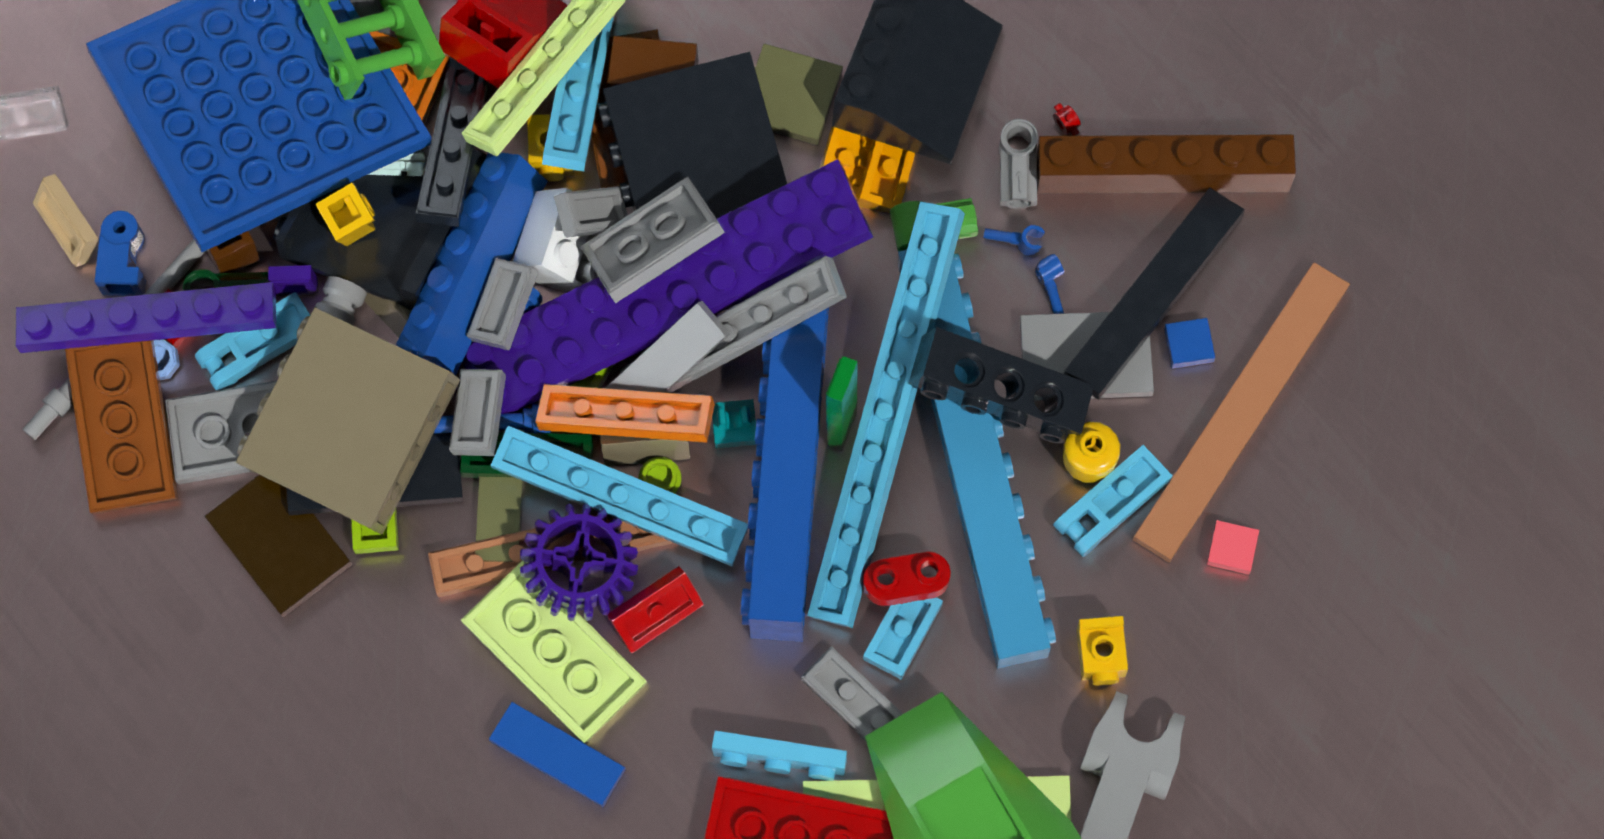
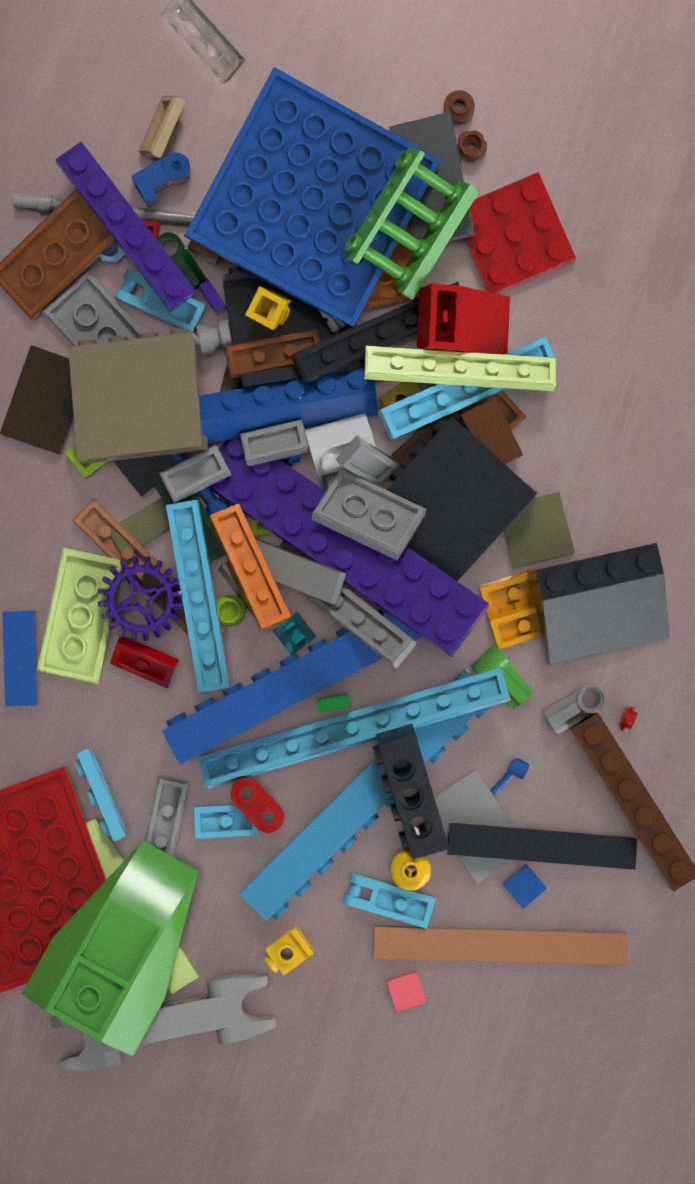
camera: 55 degrees right, 15 degrees up
(395, 255) = (267, 353): none -> dark orange tile
(1018, 238) = (526, 732): blue hand -> none

